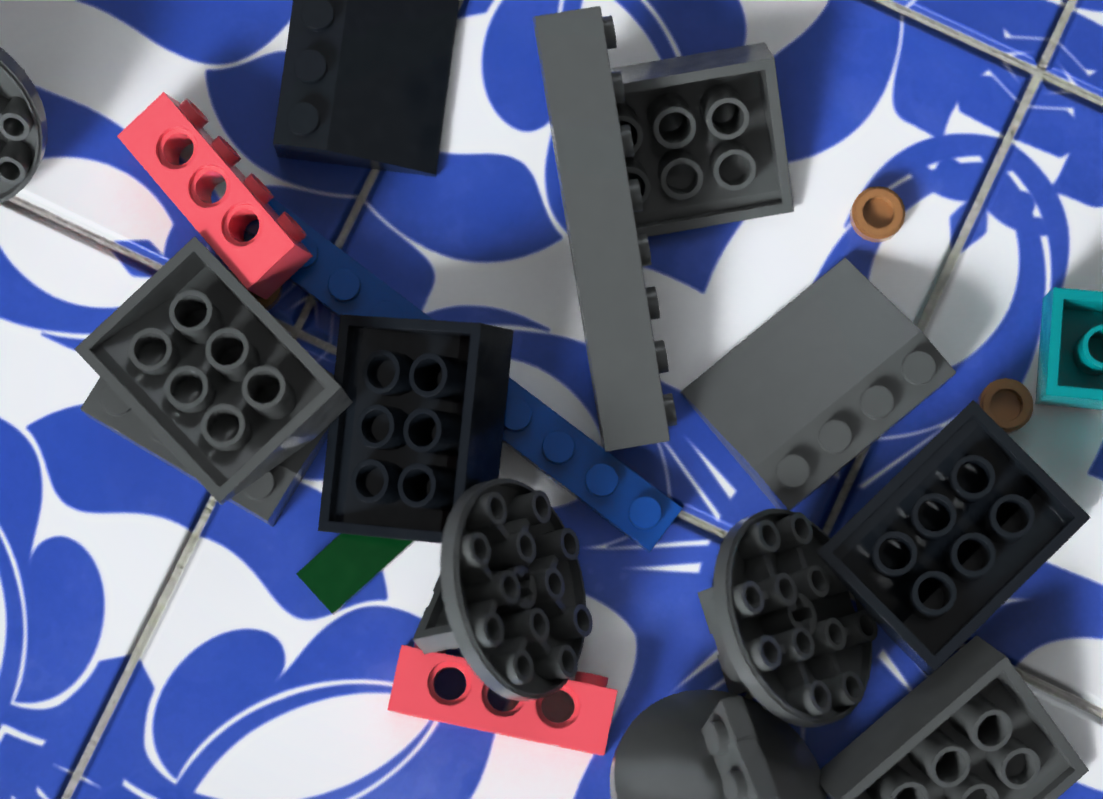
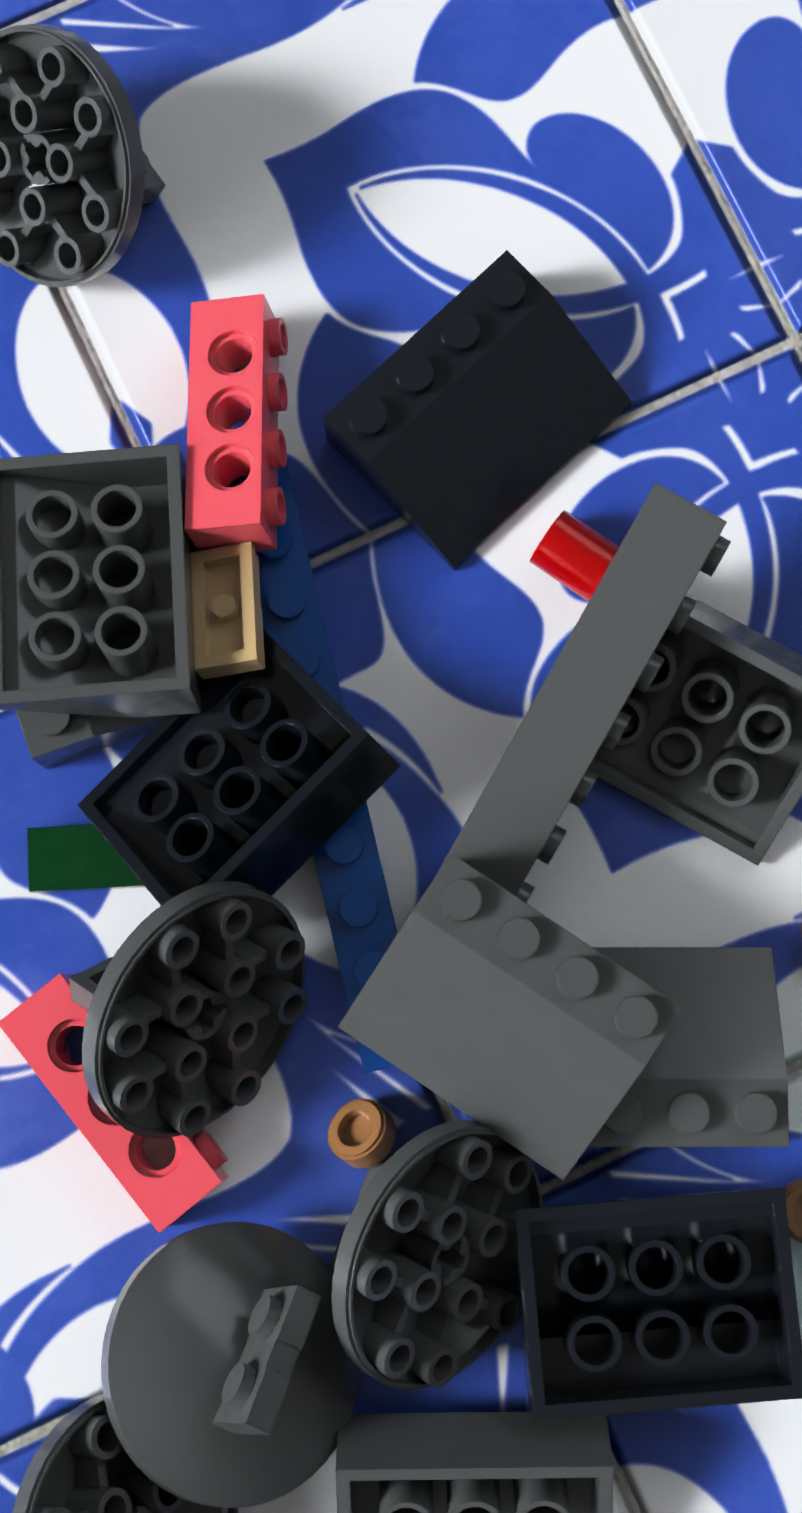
camera: 45 degrees right, 0 degrees up
(316, 320) = (227, 611): none -> tan plate
(513, 101) = (574, 554): none -> red brick
(680, 590) = (361, 1133): none -> medium nougat tile
(714, 431) = (509, 1017): none -> dark grey slope

